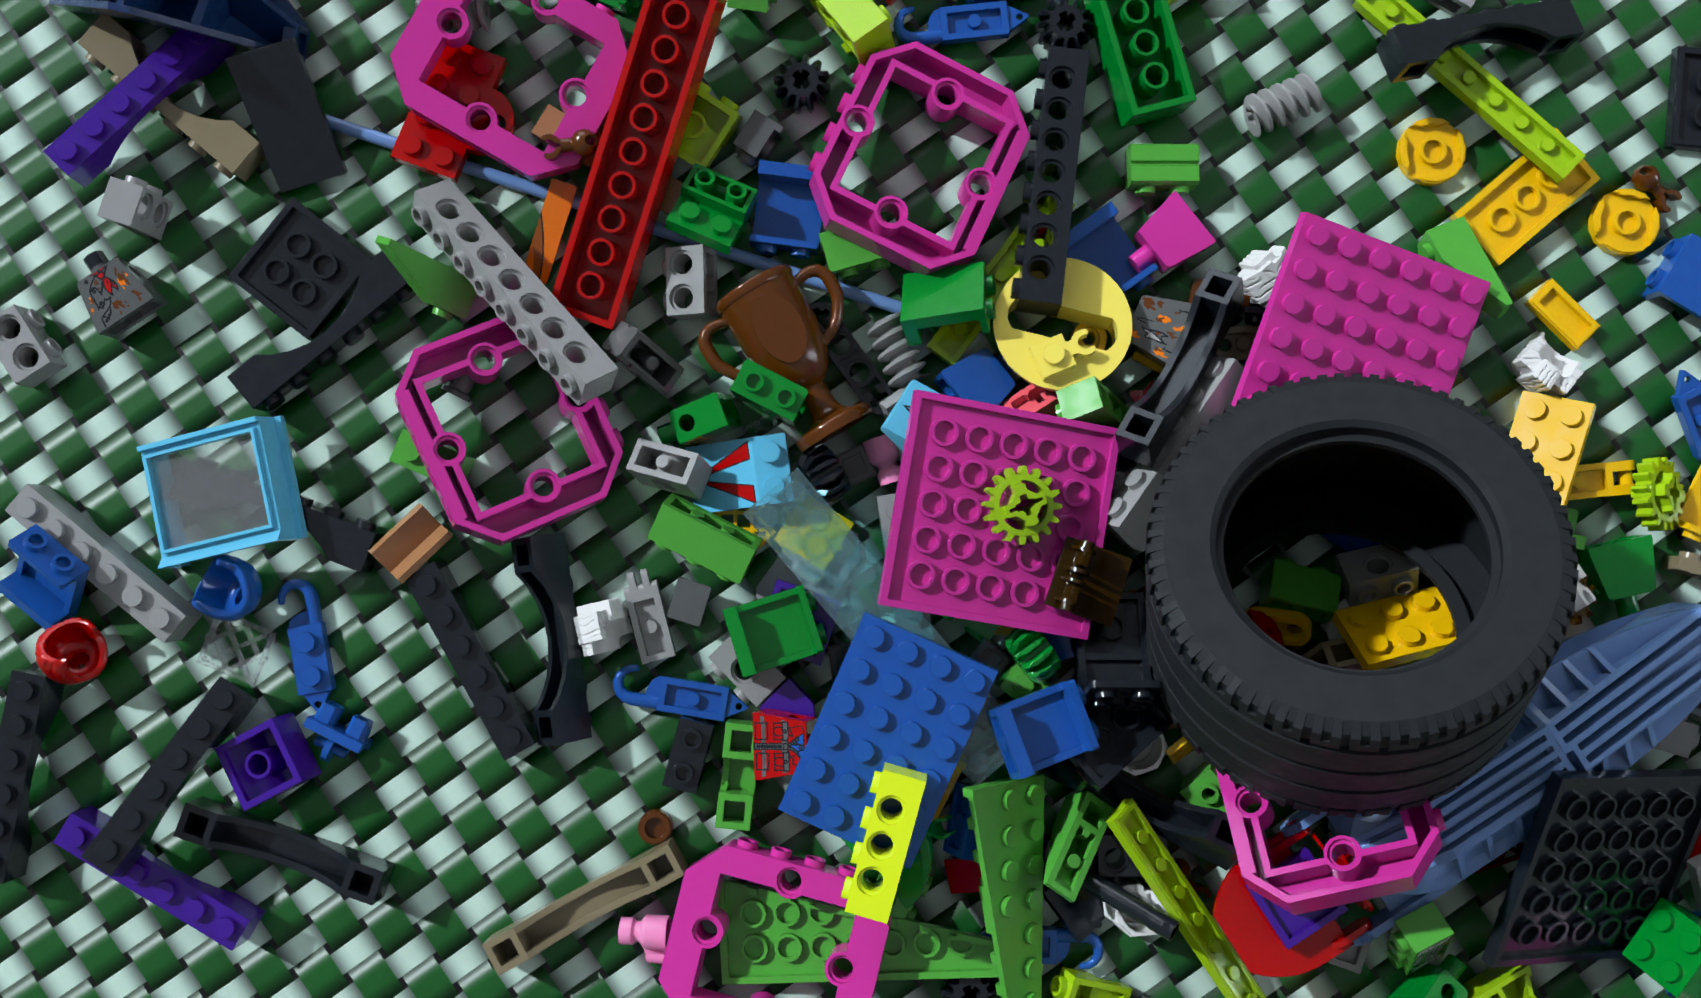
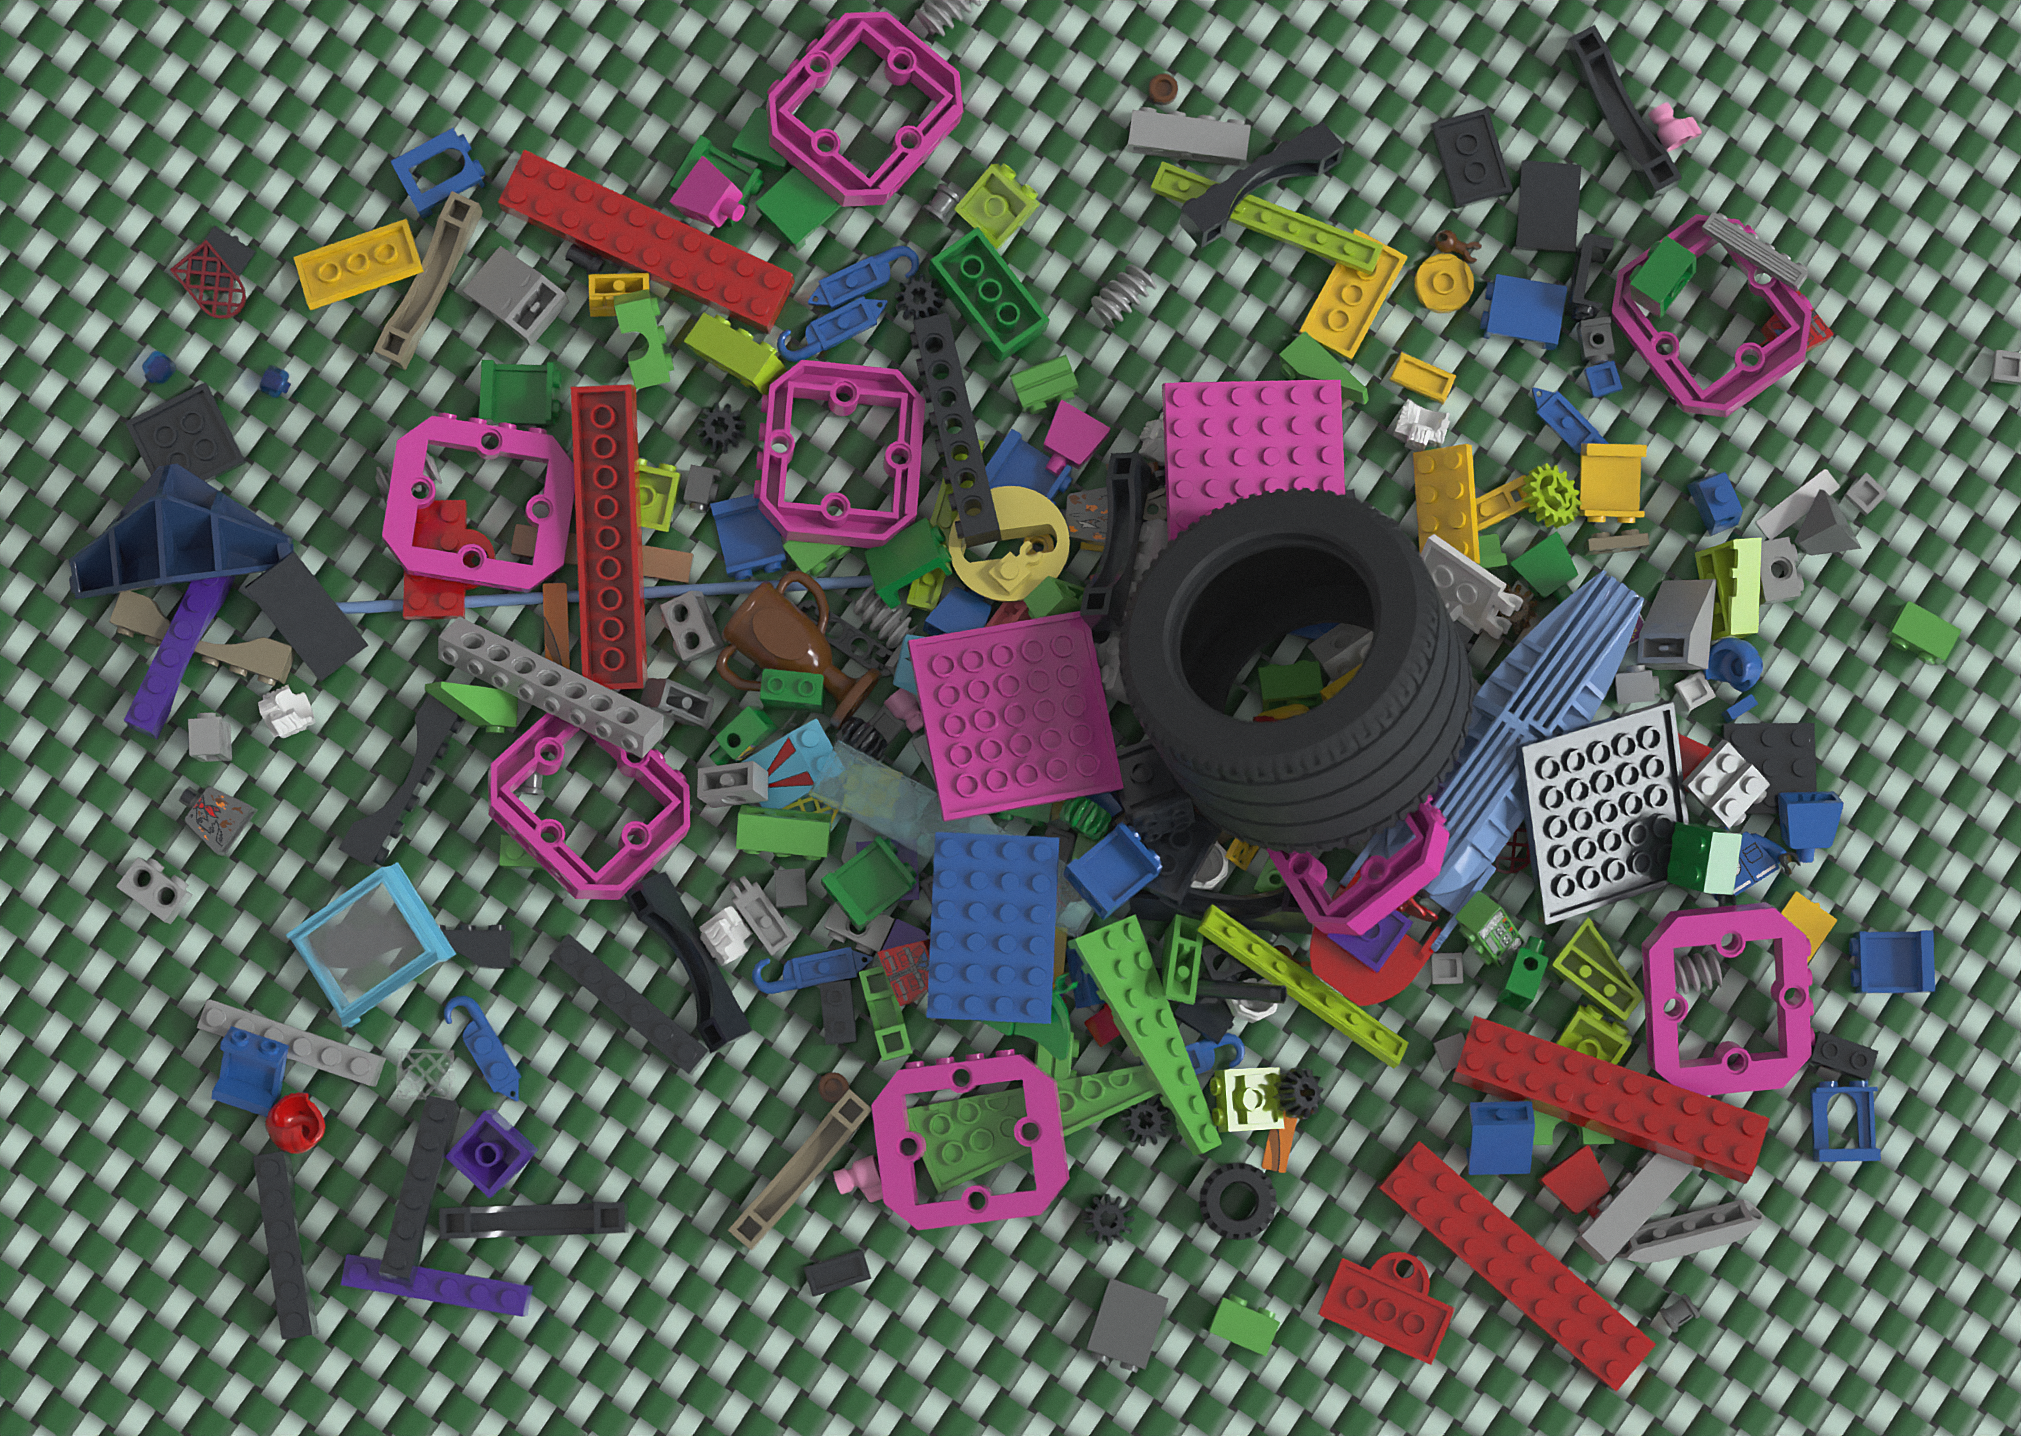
camera: 15 degrees left, 5 degrees down
(228, 589) = (404, 1023): blue piece -> none
(230, 210) = (286, 712): none -> white hair
(300, 269) = (362, 738): black plate -> none
(351, 737) = (526, 1104): blue hips -> none
(410, 543) = (541, 928): medium nougat panel -> none
(577, 143) = (557, 548): reddish brown arm -> none
(712, 209) = (687, 559): green brick -> none
(876, 899) = (1024, 956): neon yellow brick -> none
(1015, 492) = (1019, 690): lime gear -> none
(1088, 581) = (1105, 740): dark brown hinge -> none
(1430, 152) = (1262, 285): yellow tile -> none

